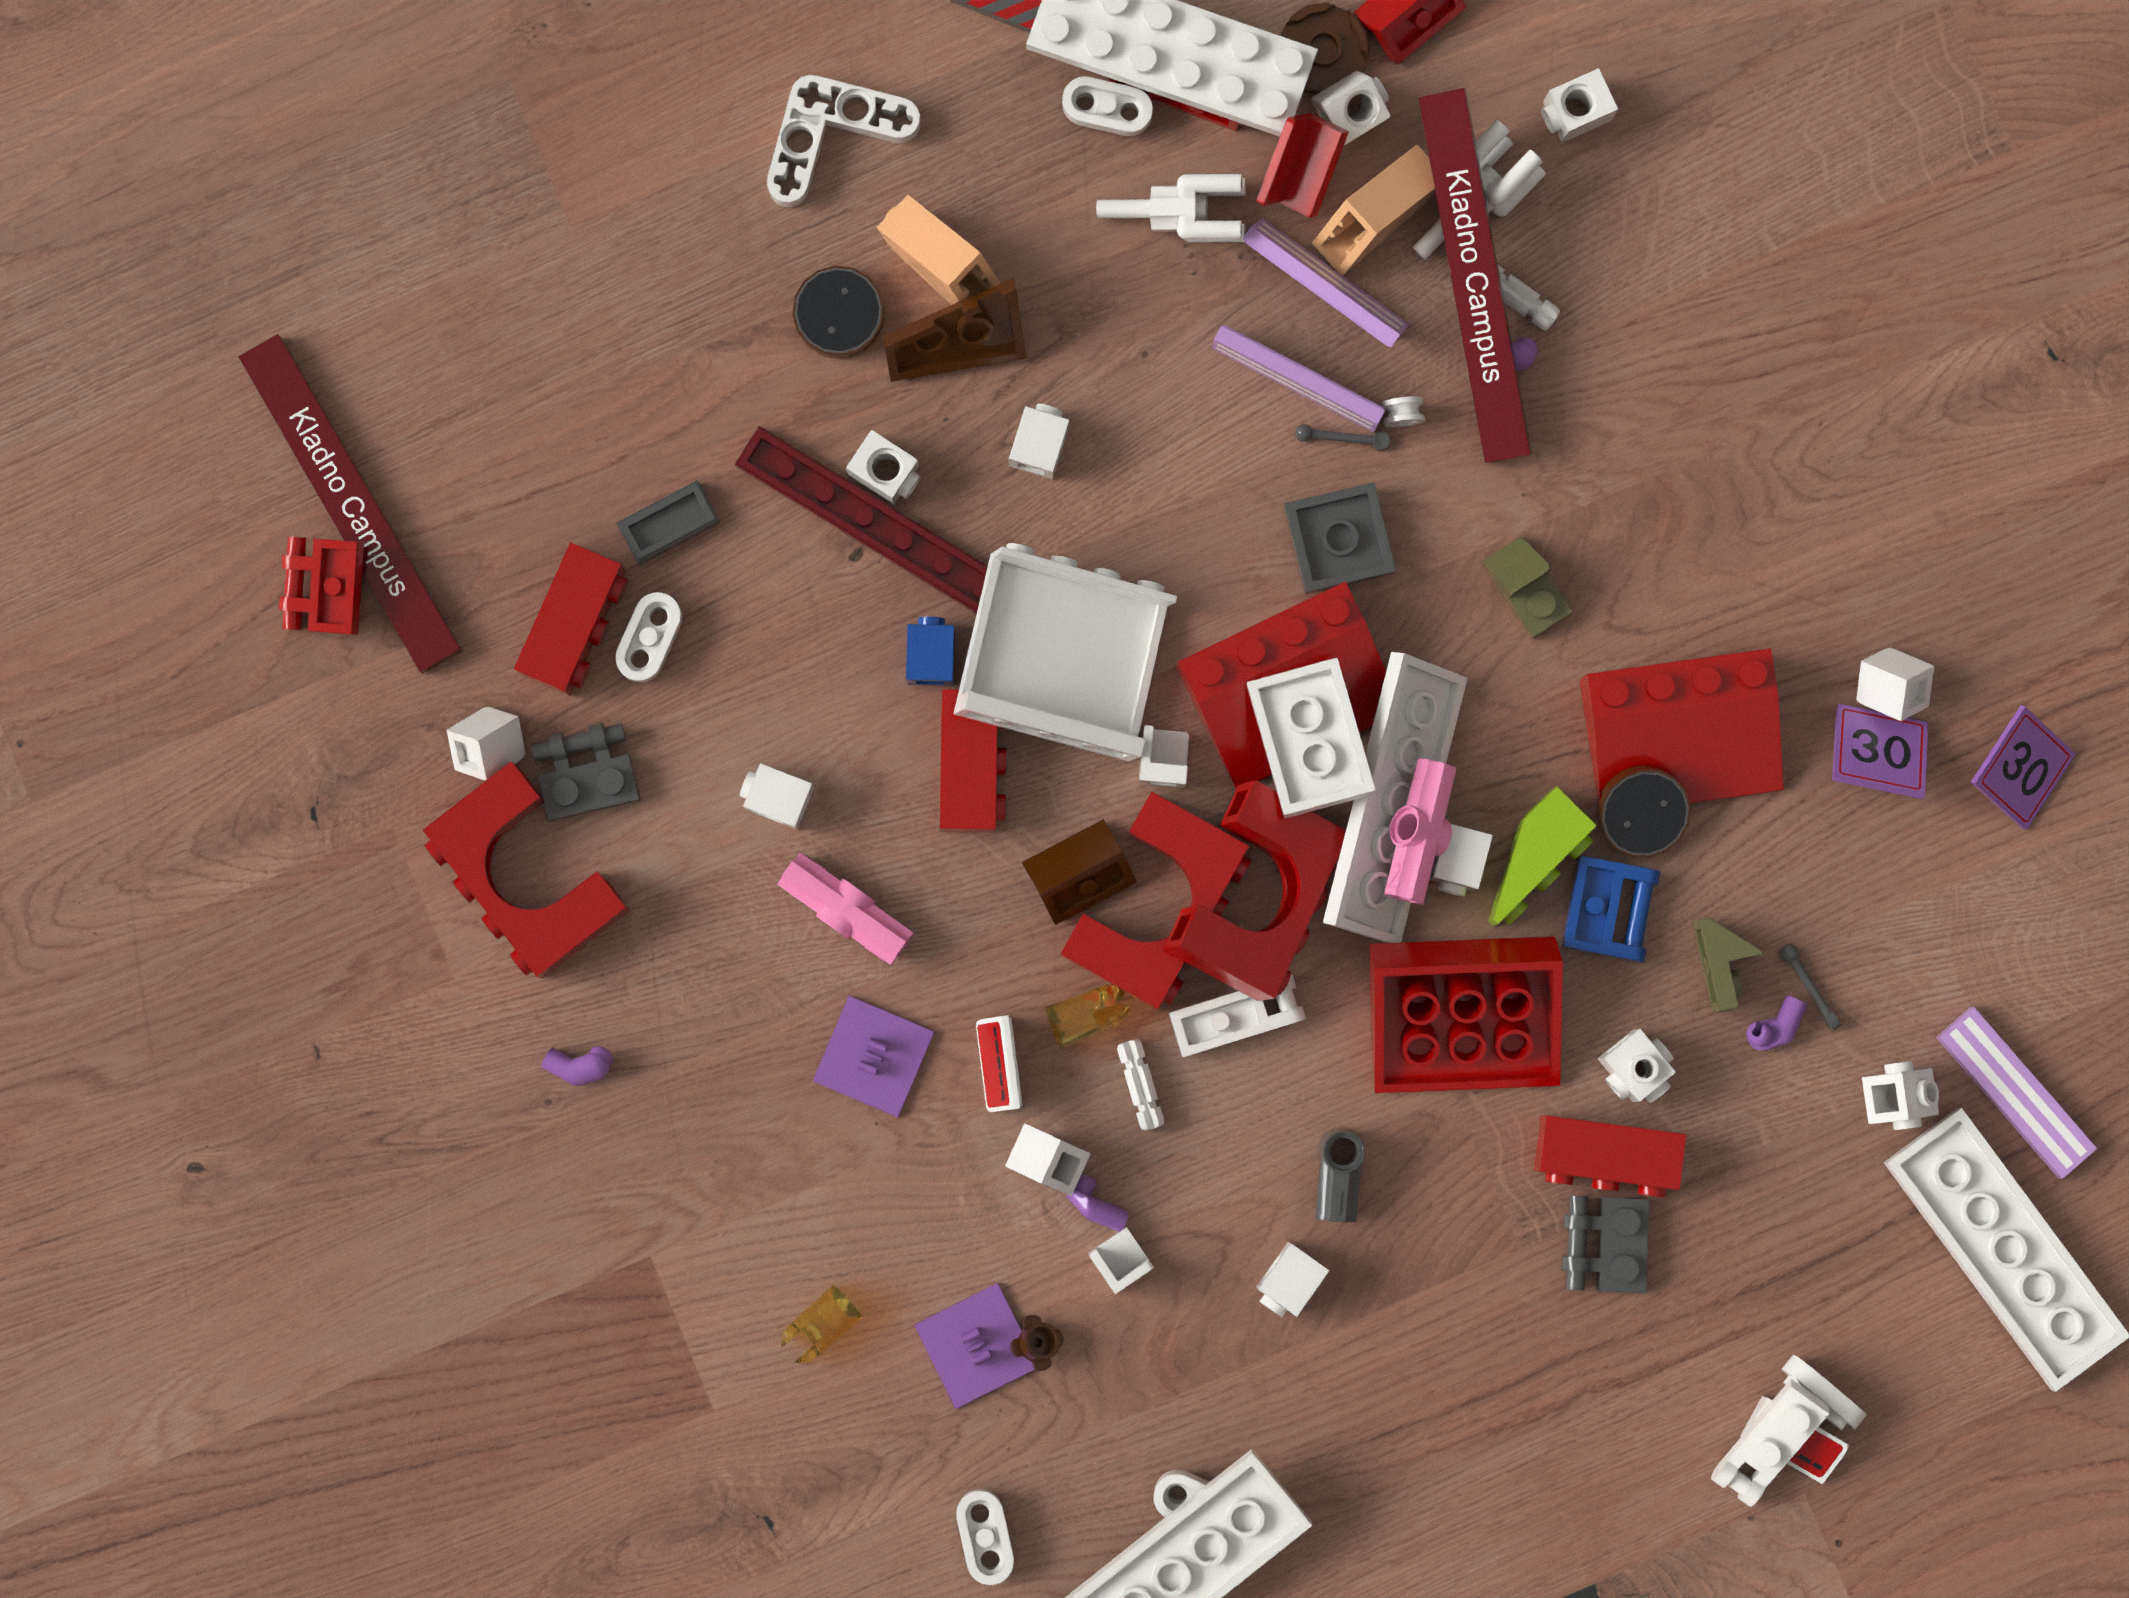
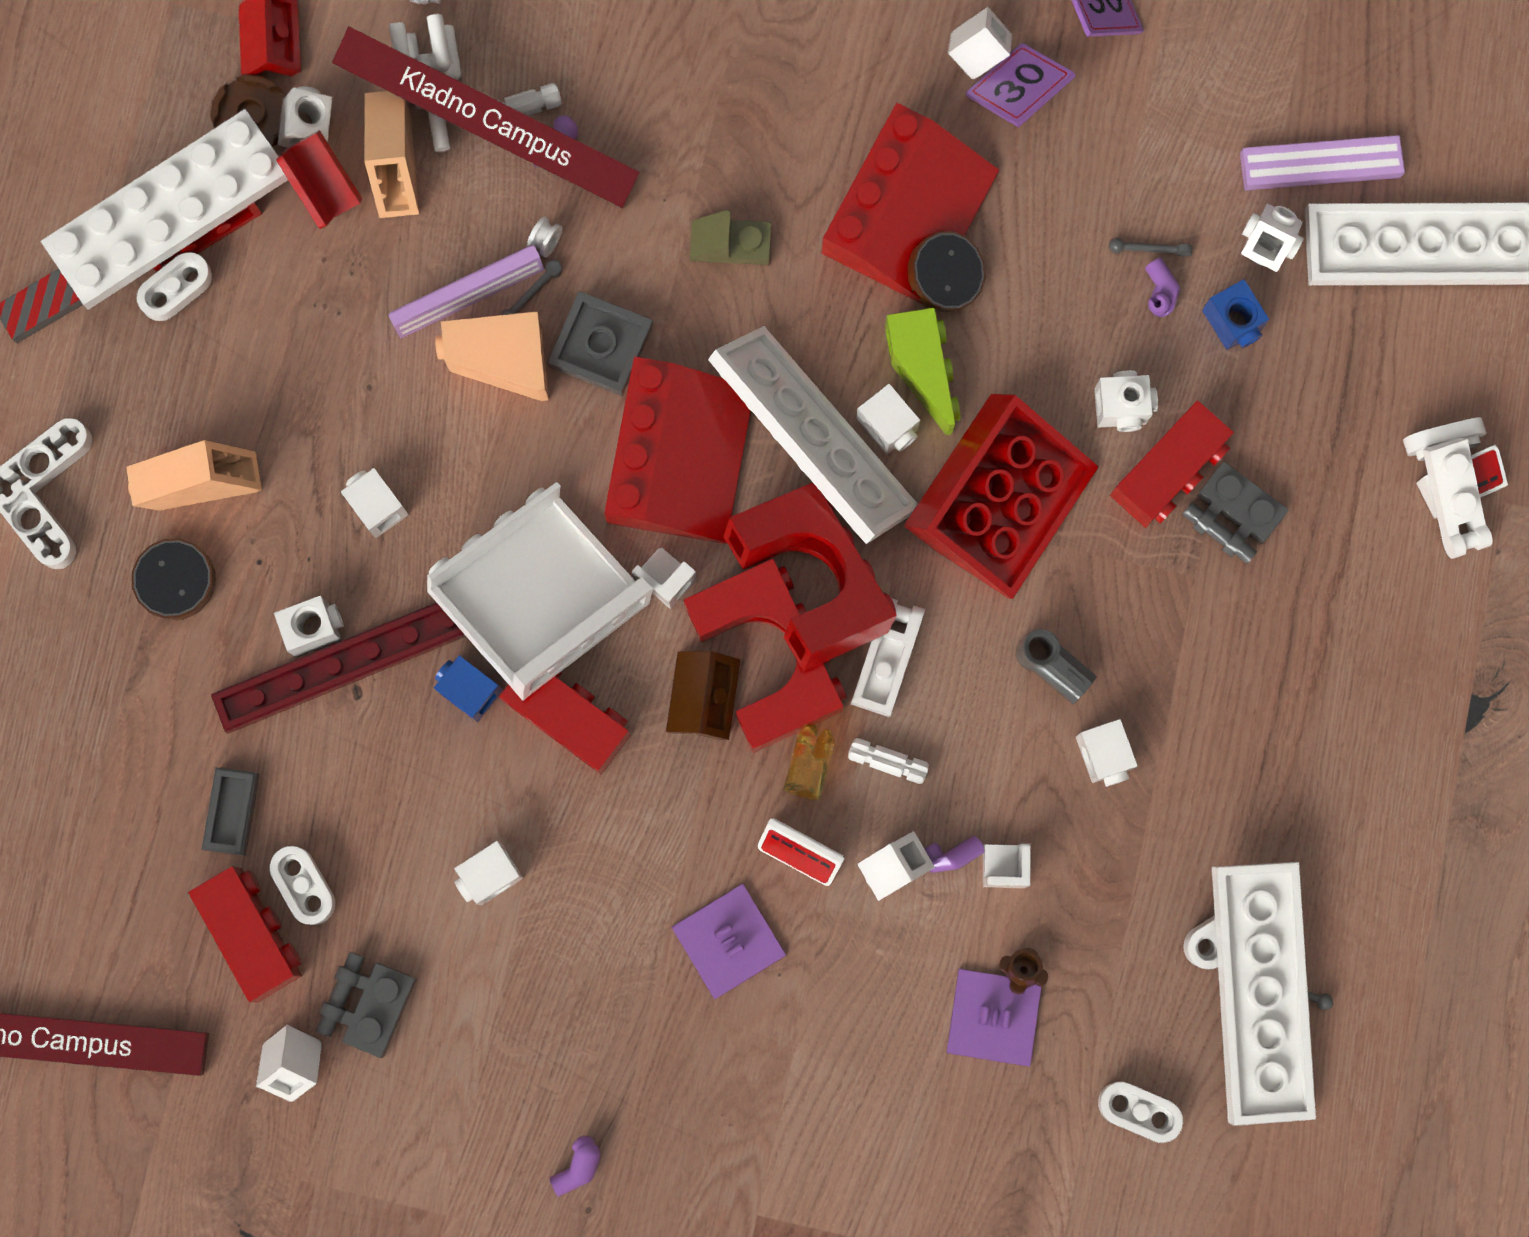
camera: 50 degrees left, 5 degrees down
(333, 587) = (87, 1094): red plate -> none
(467, 839) = (350, 1131): red arch -> none
(823, 1323) = (898, 1120): clear yellow piece -> none
(845, 908) = (606, 883): bright pink piece -> none
(959, 337) = (256, 503): reddish brown wing -> none
(1184, 208) = (288, 283): white plant -> none
(1262, 450) = (497, 351): none -> light nougat slope
(1311, 738) = (728, 456): white plate -> none
(1325, 282) = (413, 225): lavender tile -> none
(1420, 831) = (850, 430): bright pink piece -> none
(1596, 904) = (989, 351): blue plate -> none
(1716, 949) = (1079, 292): olive slope -> none
(1816, 1102) = (1236, 299): none -> blue brick

